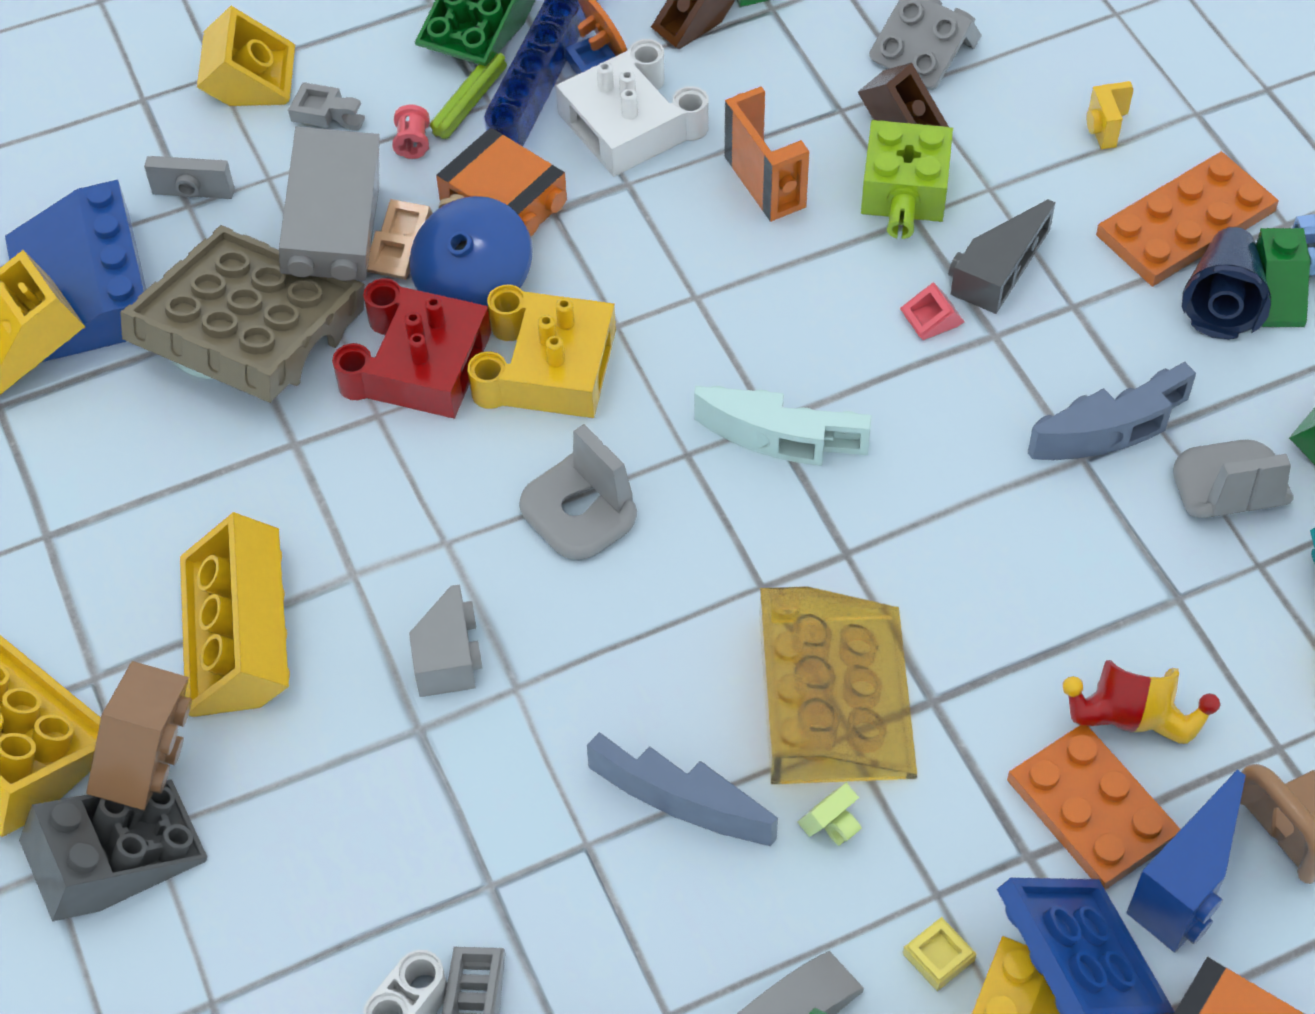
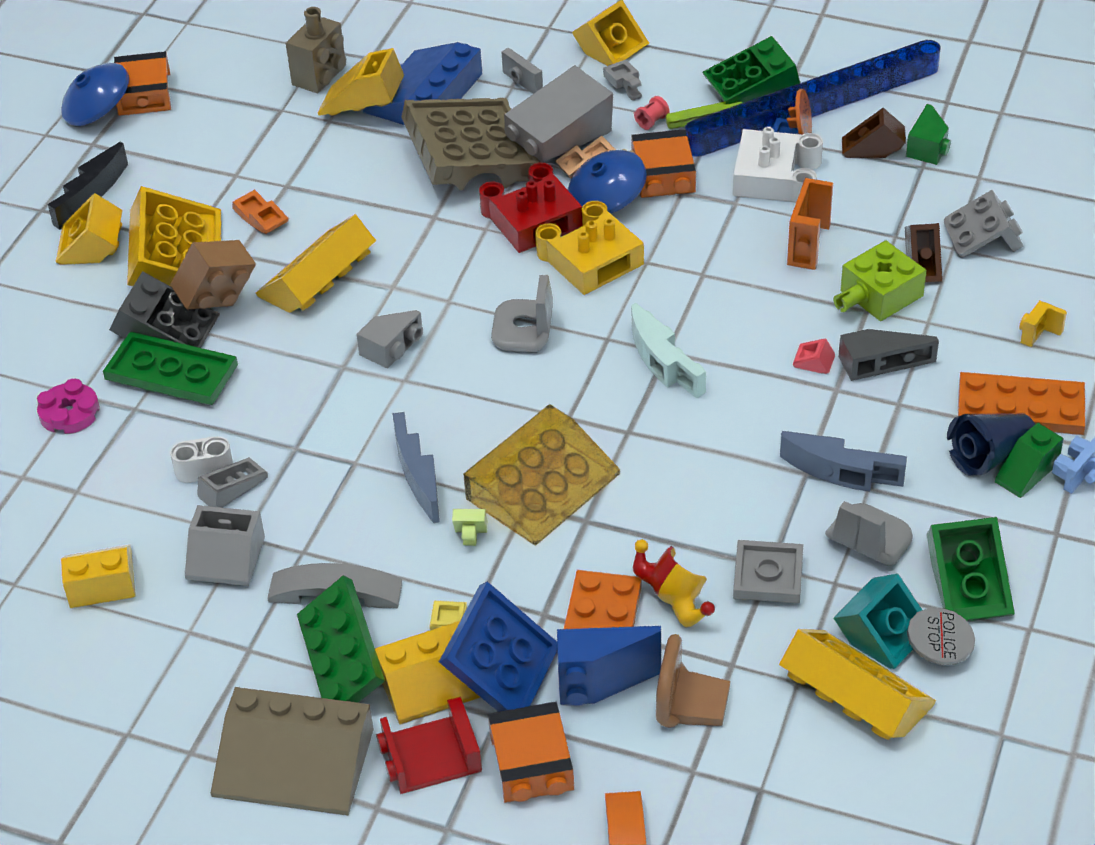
camera: 45 degrees right, 10 degrees down
(58, 601) = (259, 213): none -> orange slope
(202, 909) = (170, 368): none -> green plate
(1196, 606) = (768, 571): none -> light grey plate

